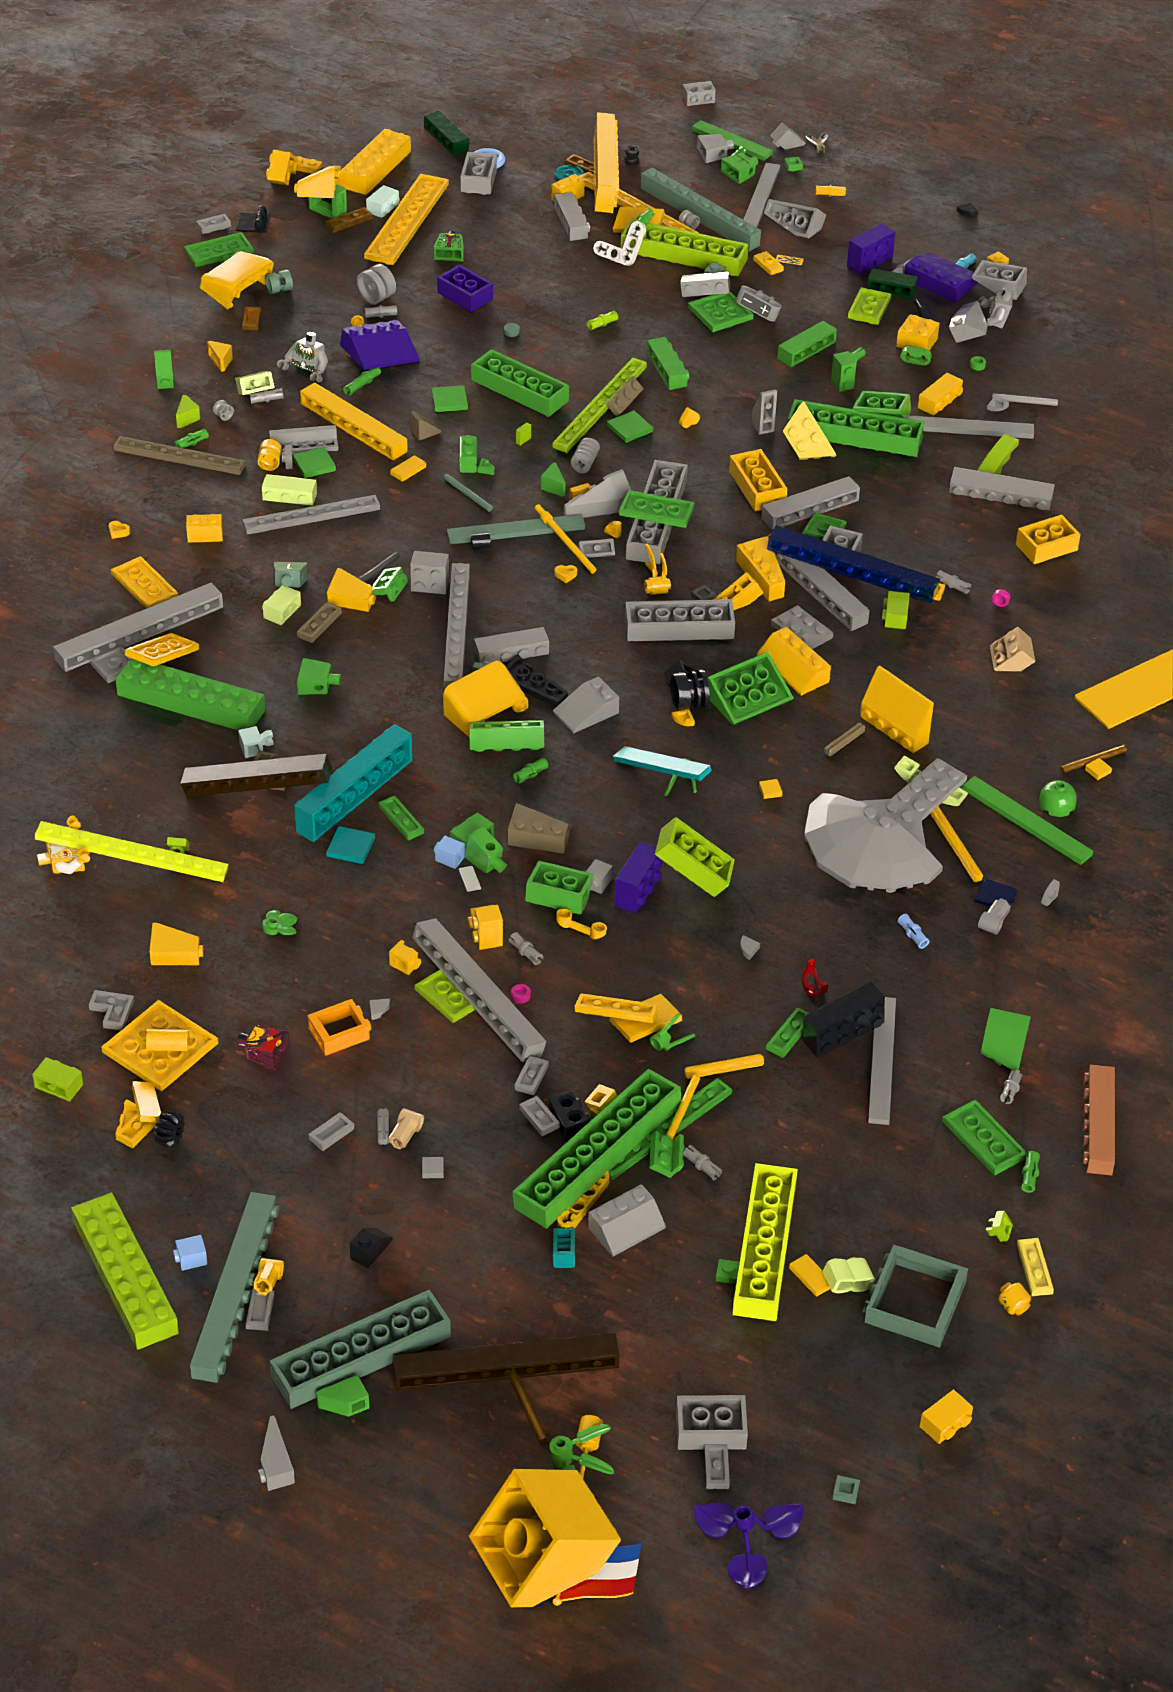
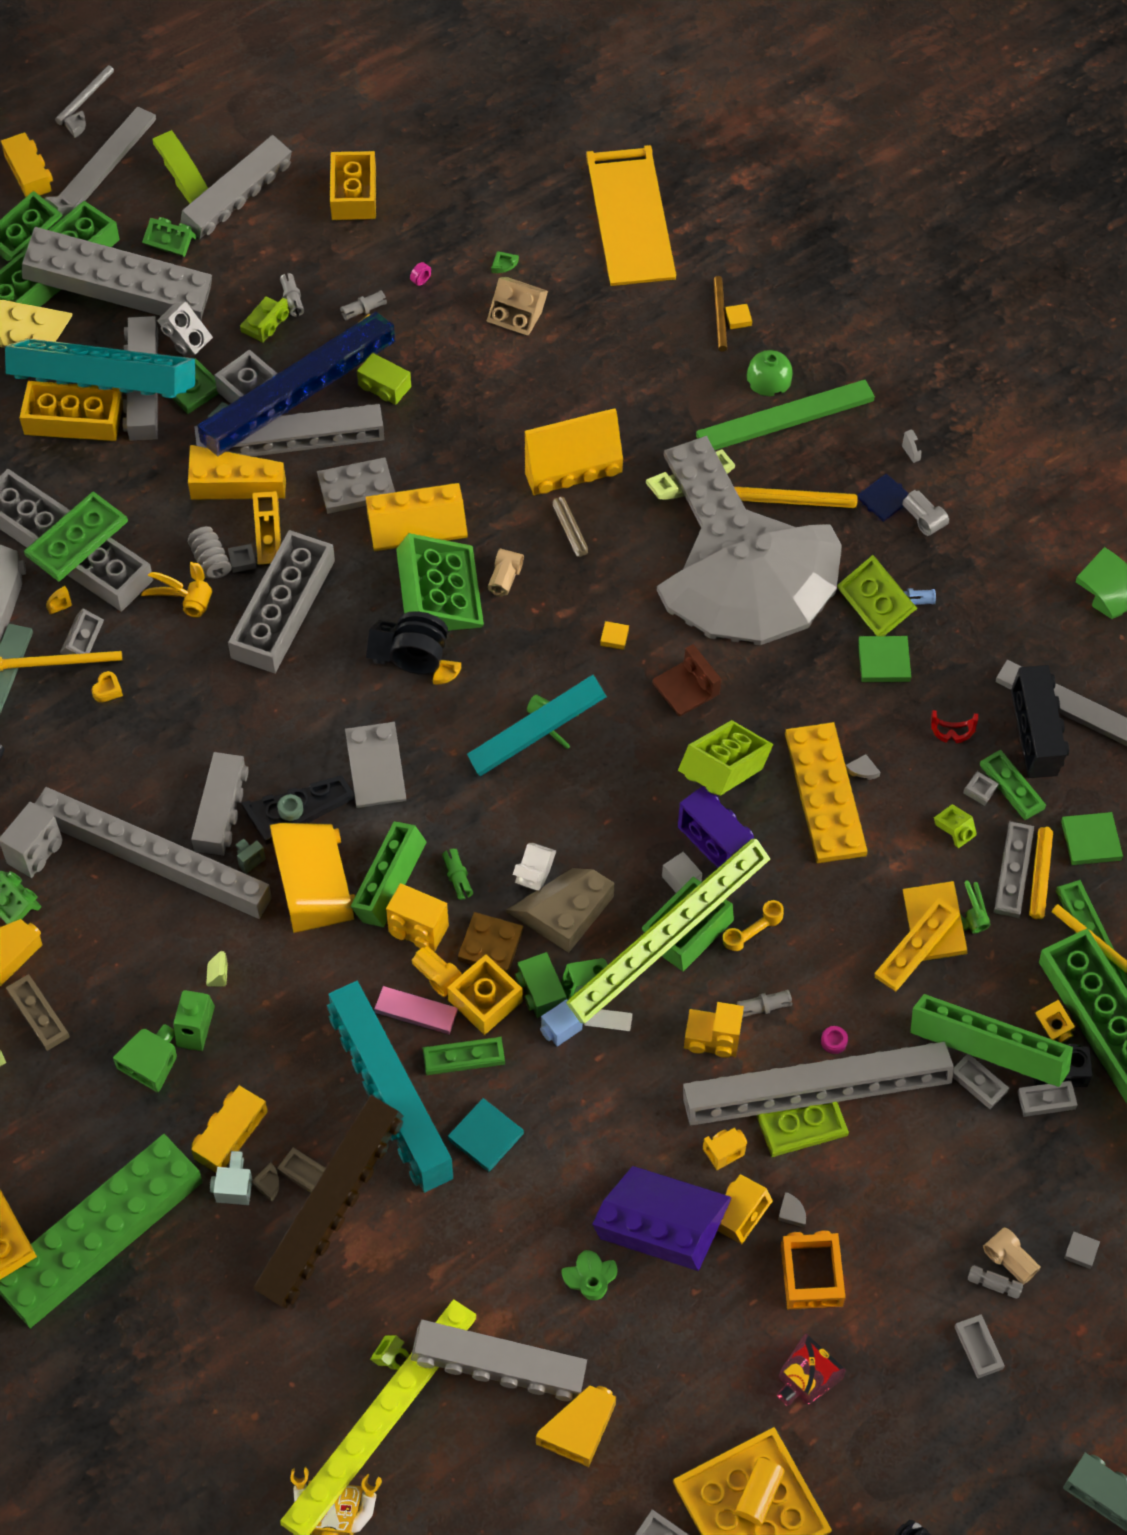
camera: 65 degrees left, 15 degrees up
(194, 889) = (498, 1360): none -> light grey brick
(288, 727) = (229, 1128): none -> yellow brick
(333, 935) = (661, 1217): none -> dark purple slope
(351, 684) = (193, 1014): none -> bright green torso
(361, 975) = (745, 1209): none -> yellow brick
(394, 688) = (217, 970): none -> yellowish green slope
(420, 785) = (416, 1010): none -> bright pink tile
(446, 806) = (485, 994): none -> yellow brick
(451, 786) = (436, 970): none -> yellow piece
(480, 756) = (417, 917): none -> yellow brick
(491, 803) = (490, 937): none -> pearl gold plate
(527, 675) = (290, 807): none -> sand green tile
(540, 867) = (667, 931): none -> lime plate
(557, 804) = (534, 866): none -> white brick
(558, 1060) = (991, 1040): none -> bright green brick
(694, 577) = (209, 553): none -> light grey piece
(715, 933) = (825, 793): none -> yellow plate
(717, 1051) = (1014, 869): none -> light grey tile
(731, 1007) = (957, 824): none -> lime bracket
(754, 835) = (689, 682): none -> copper bracket
(772, 1088) = (1091, 838): none -> bright green tile
(775, 1015) = (980, 788): none -> light grey tile
(787, 717) = (506, 567): none -> tan piece
(791, 471) = (100, 367): none -> teal brick
(850, 932) = (884, 659): none -> bright green tile
(863, 503) = (187, 325): none -> light grey brick
(874, 456) = (113, 274): none -> light grey brick
(897, 909) = (876, 597): none -> lime tile
(905, 542) = (265, 319): none -> lime bracket
(916, 414) = (60, 204): none -> light grey plate
(934, 546) = (292, 294): none -> light grey pin
(935, 474) = (168, 237): none -> bright green bracket
(1048, 637) = (504, 262): none -> bright green tile

